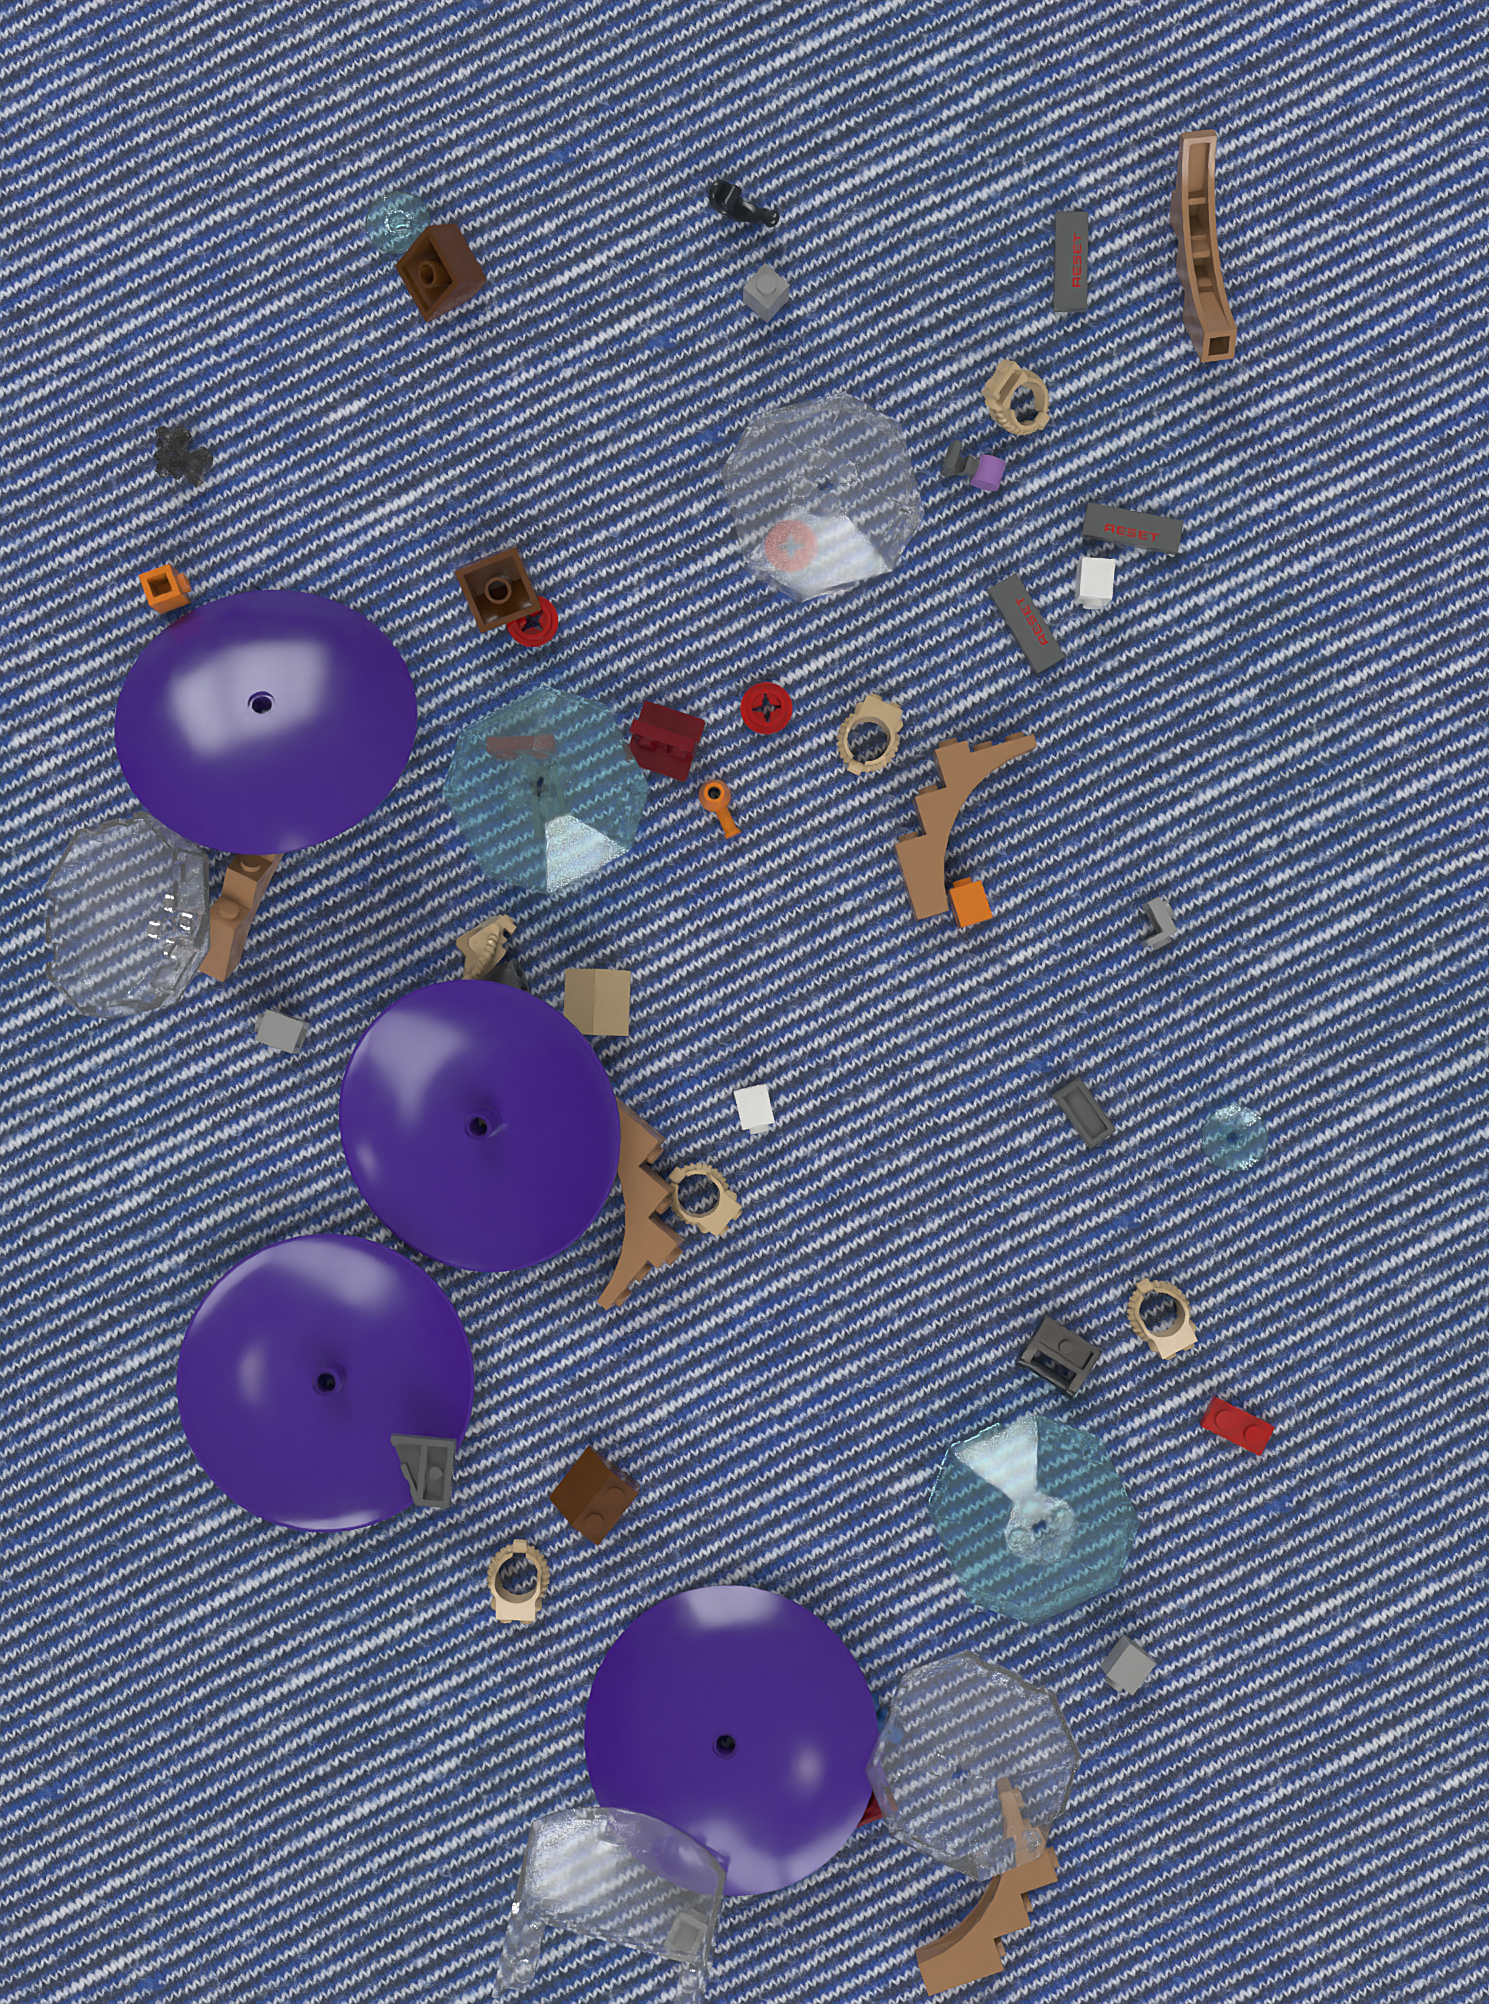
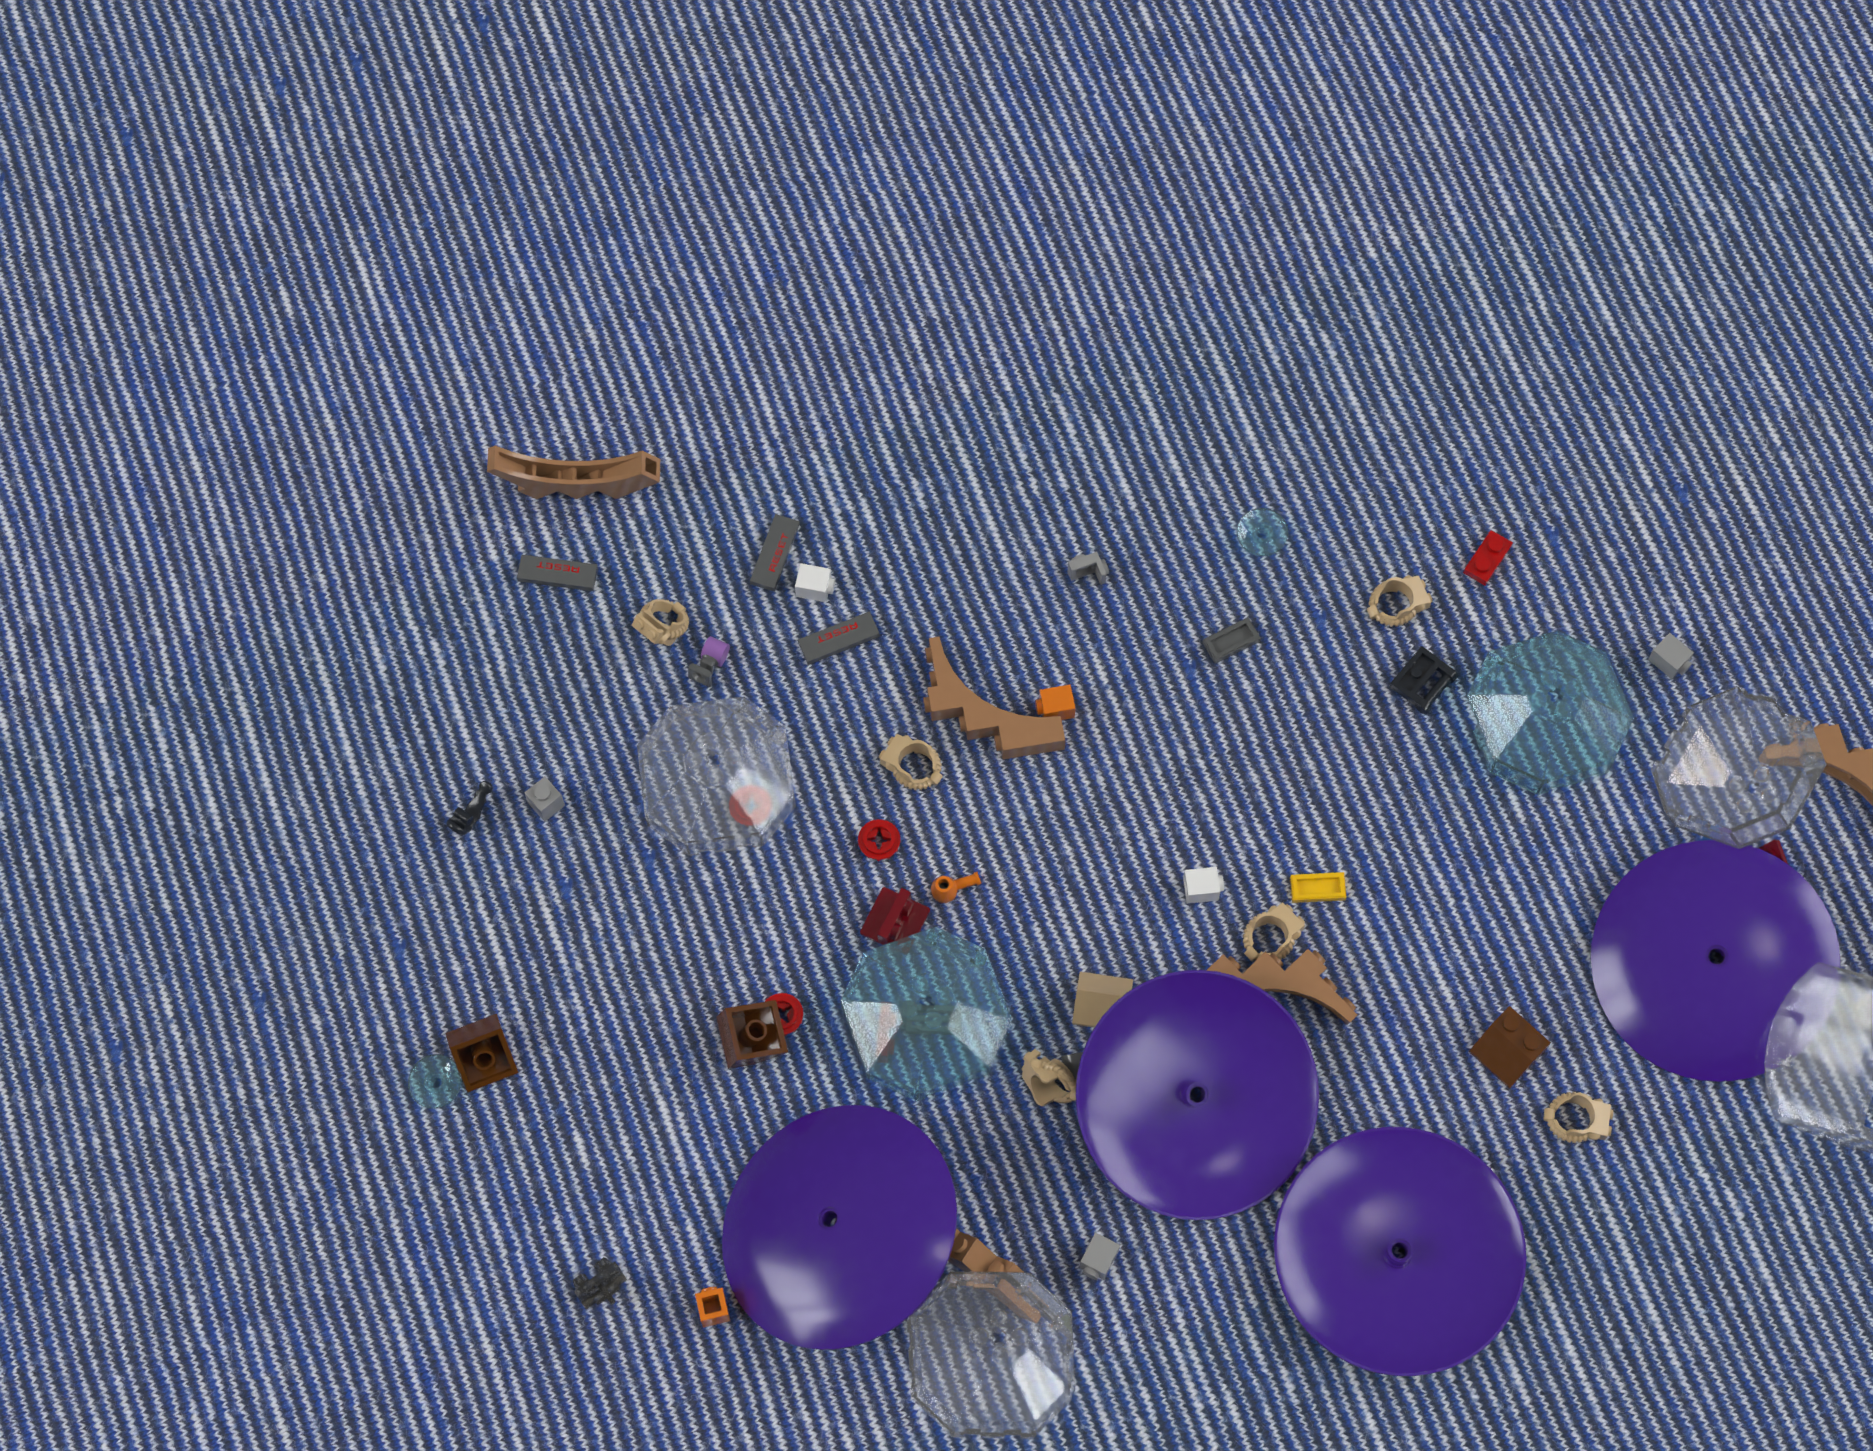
camera: 75 degrees left, 20 degrees down
(428, 1467) = (1476, 1169): dark grey wing -> none
(771, 1248) = (1318, 887): none -> yellow tile

